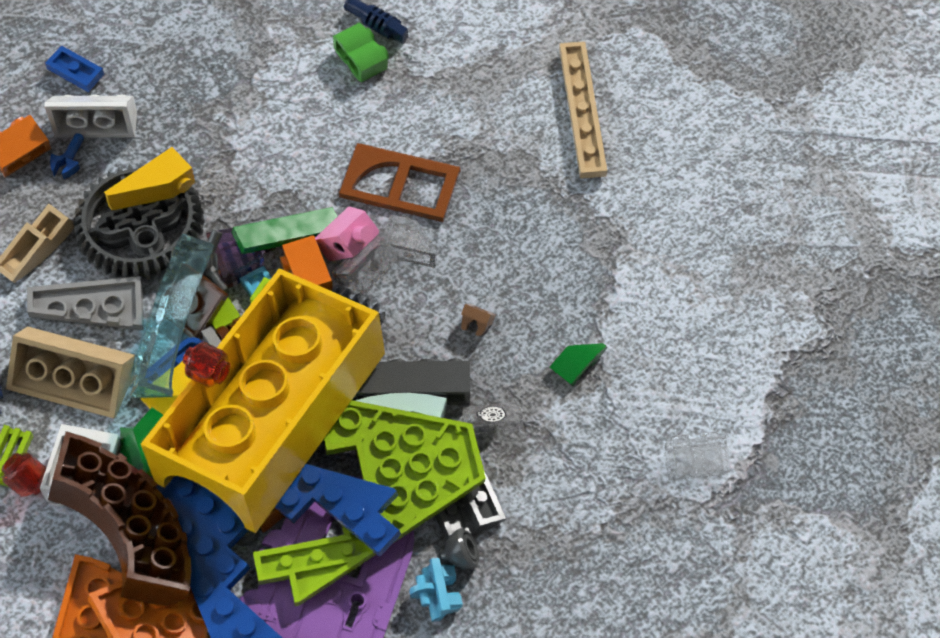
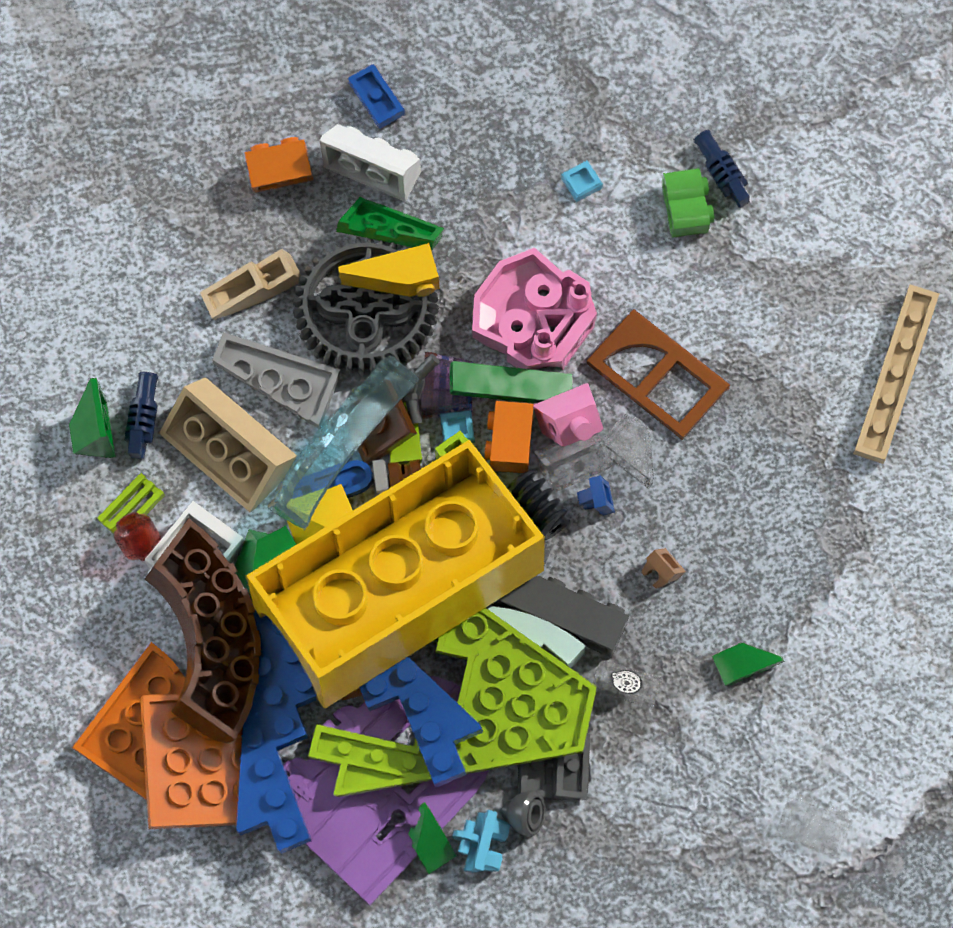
camera: 30 degrees right, 10 degrees up
(67, 158) = (325, 198): blue bar -> none
(125, 155) = (385, 224): none -> green wing
(206, 364) = (344, 521): clear red head -> none
(270, 69) = (581, 181): none -> medium azure tile
(298, 177) = (512, 298): none -> bright pink brick
(394, 607) = (430, 841): none -> green slope
(397, 287) = (597, 496): none -> blue tile

